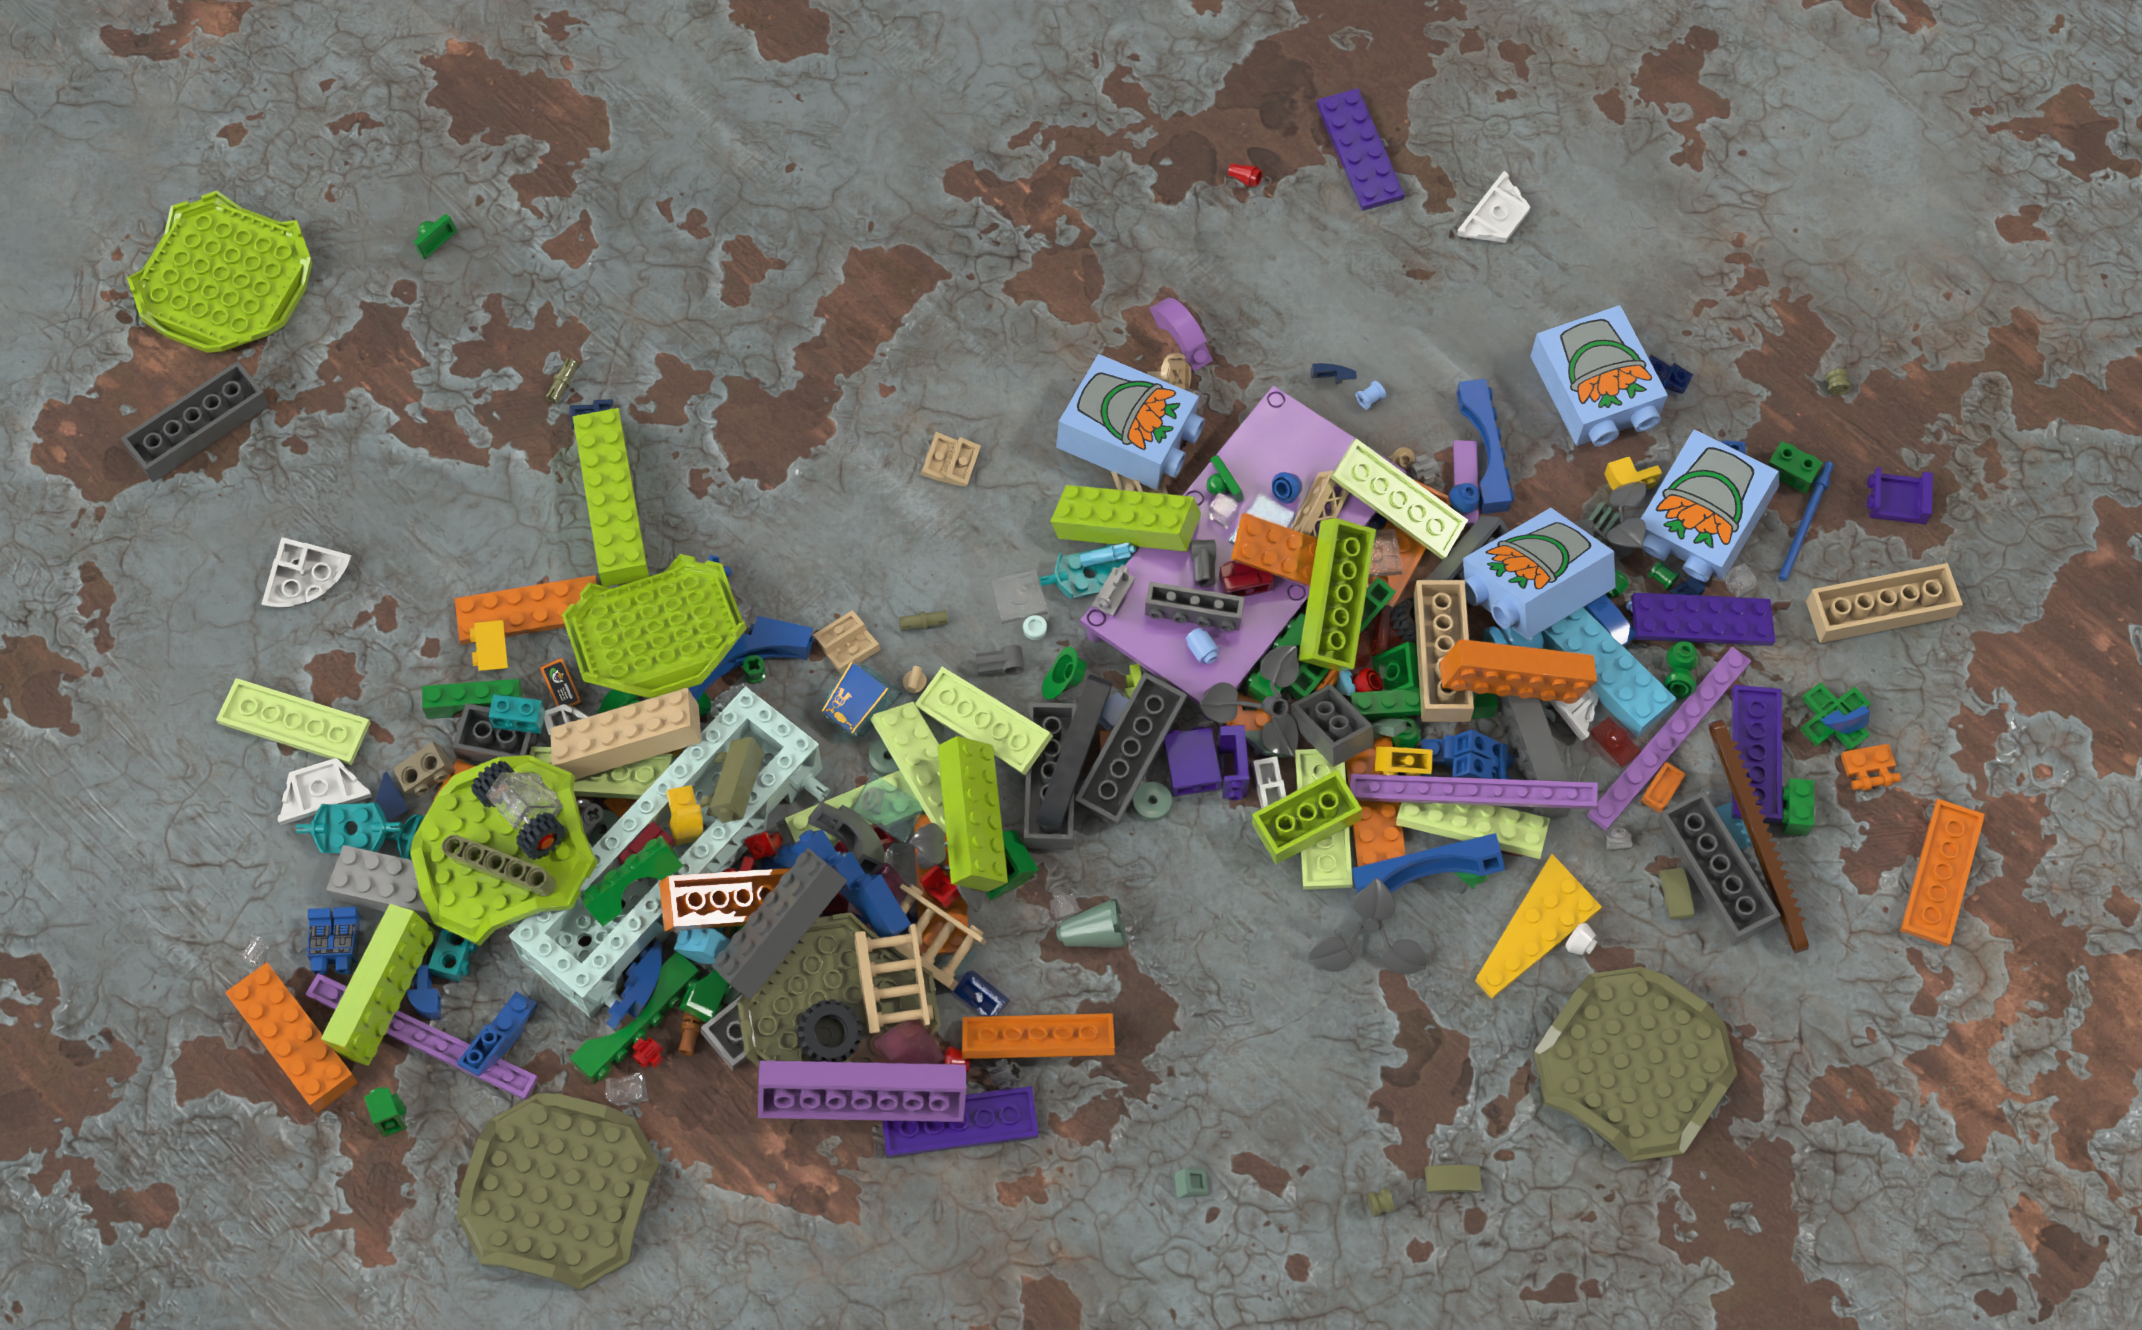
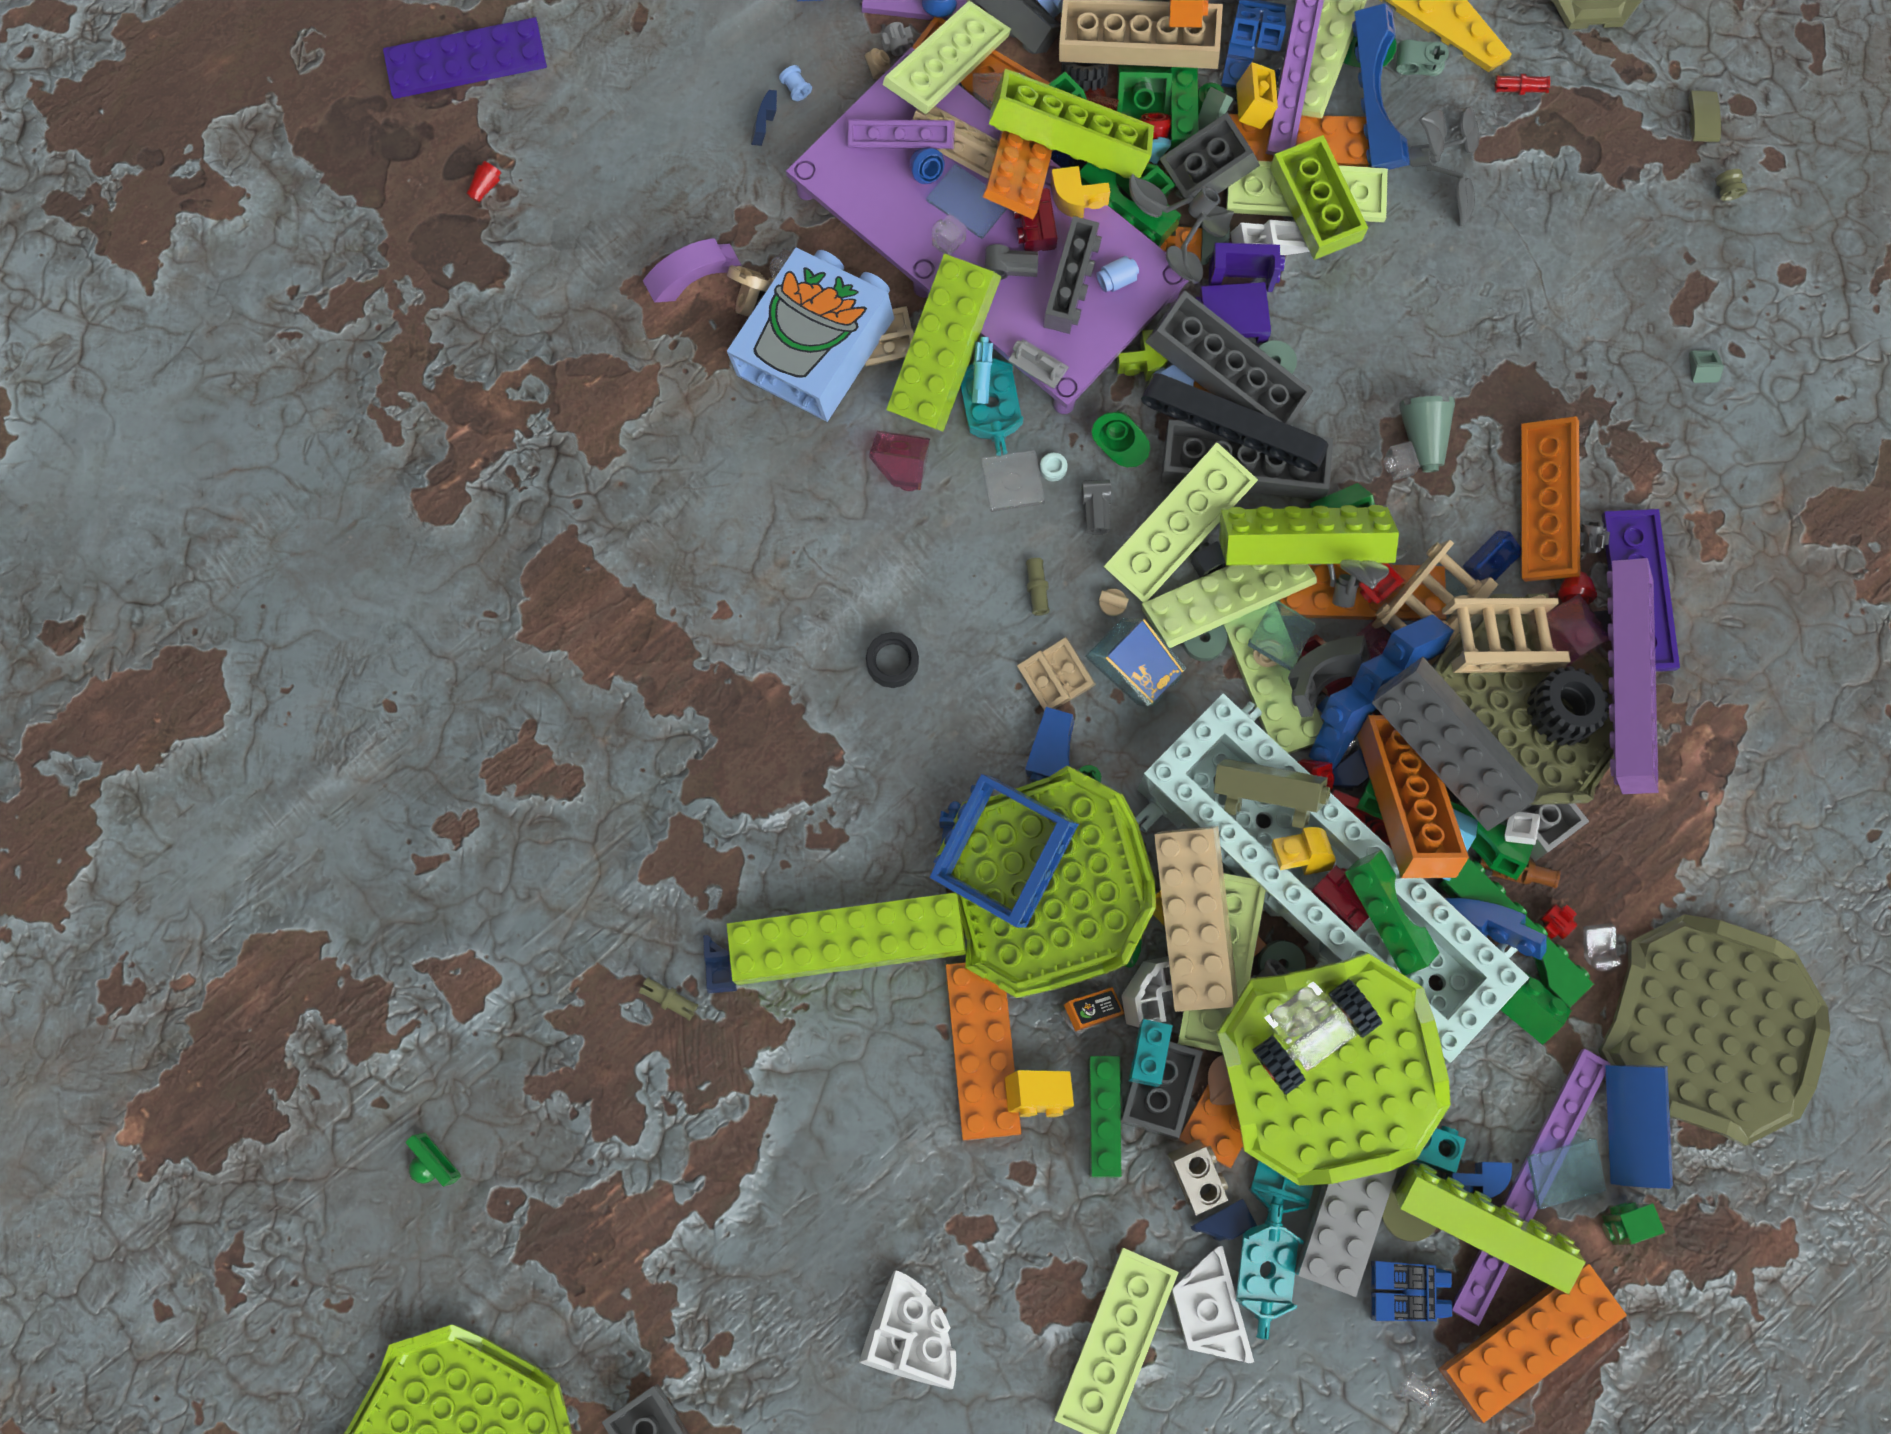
camera: 85 degrees left, 10 degrees up
(430, 1063) = (1566, 1173): none -> clear light blue piece
(468, 1119) = (1639, 1126): none -> blue slope
(499, 1036) = (1541, 1092): blue slope -> none
(506, 872) = (1377, 1081): olive beam -> none
(569, 1030) = (1537, 1010): none -> green brick
(631, 608) = (1042, 872): none -> blue window
(718, 999) = (1522, 828): none -> white plate
(849, 498) = (895, 639): none -> black tyre
(950, 460) = (828, 542): tan slope -> none
(1028, 504) = (901, 458): none -> clear pink slope
(1223, 481) = (911, 231): green tile -> none
(1274, 604) = (1072, 197): none -> yellow brick
(1312, 463) = (901, 134): none -> medium lavender tile
(1462, 1006) = (1522, 84): none -> red pin
(1474, 910) = (1419, 57): none -> sand green piece

